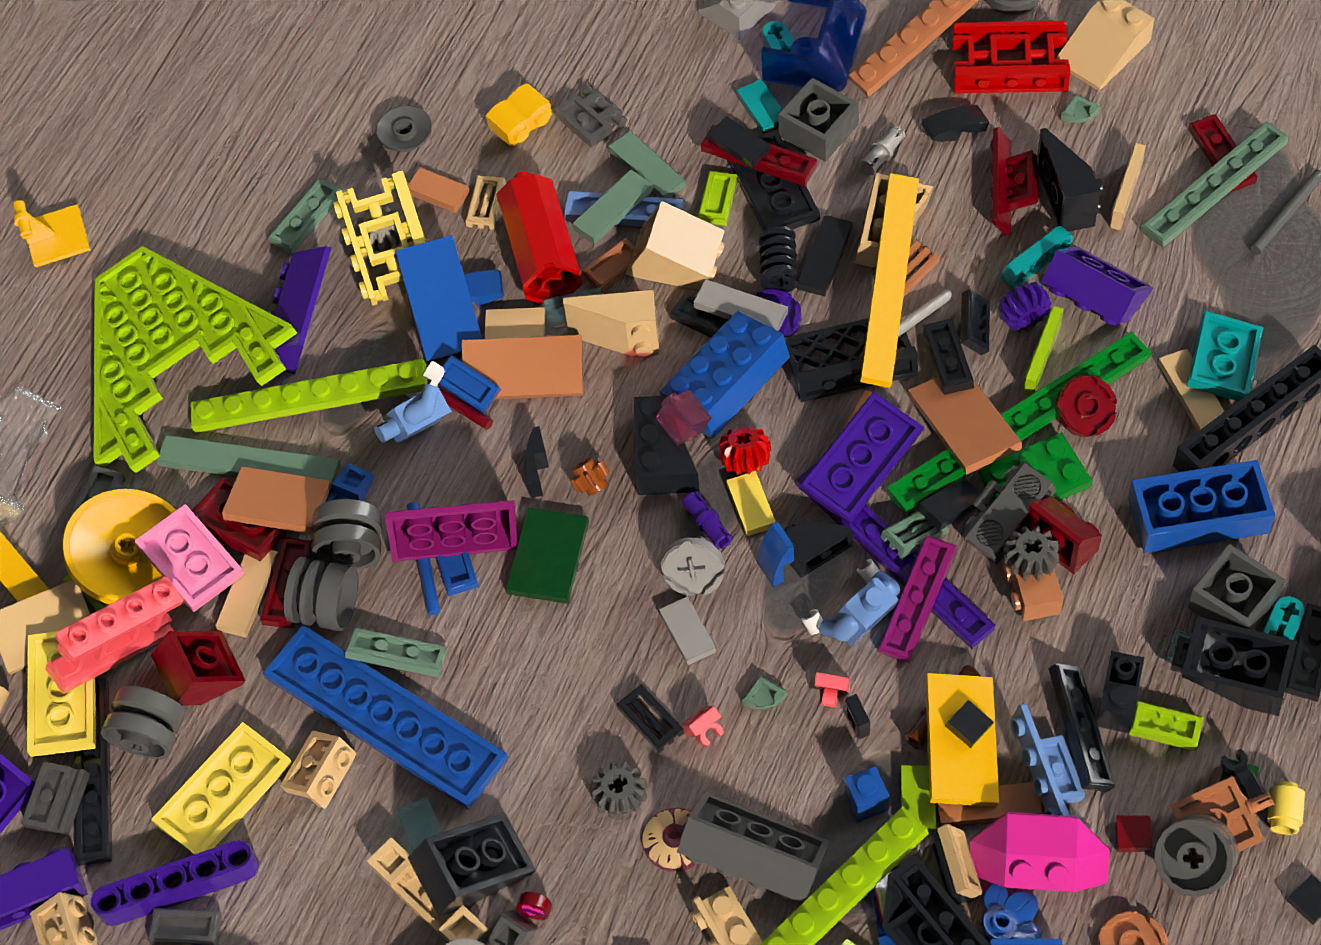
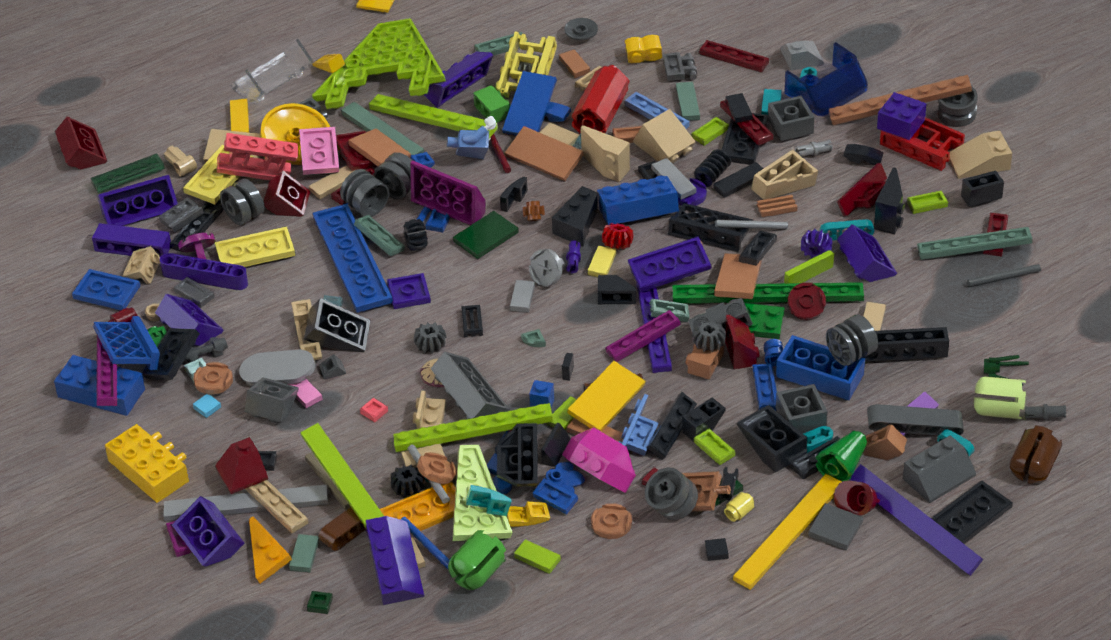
camera: 30 degrees right, 15 degrees down
(81, 388) = (330, 62): none -> yellow slope
(131, 843) = (197, 244): none -> magenta tile
(319, 768) = (305, 263): tan bracket -> none
(378, 326) = (491, 103): none -> bright green brick
(455, 622) = (415, 234): none -> black gear
(468, 385) = (510, 146): blue tile -> none
(515, 722) = (408, 291): none -> dark purple tile
(534, 906) = (350, 360): dark red tile -> none
(612, 206) = (650, 106): sand green tile -> none
(648, 58) = (734, 56): none -> dark red tile
(682, 417) = (595, 202): clear pink brick -> none
(700, 722) = (492, 331): coral tile -> none
(775, 553) = (589, 281): blue slope -> none
(832, 686) = (567, 347): coral tile -> none
(861, 611) = (610, 324): medium blue torso -> none
(889, 281) = (753, 196): yellow tile -> none
(949, 503) = (694, 306): black tile -> none
(959, 861) = (558, 442): tan tile -> none
(969, 724) = (613, 389): black tile -> none
(974, 39) = (901, 116): none -> dark purple brick
(975, 322) = (786, 241): black plate -> none
(1079, 110) = (937, 181): sand green tile -> none
(1099, 147) = (927, 202): none -> lime tile
(1112, 517) = (772, 351): none -> blue wheel
(1127, 186) = (926, 222): tan tile -> none
(1144, 580) = (765, 385): none -> blue tile
(1157, 93) = (982, 188): none -> black brick
(1224, 356) = (902, 313): teal tile -> none
(1239, 448) = (851, 340): none -> dark grey wheel

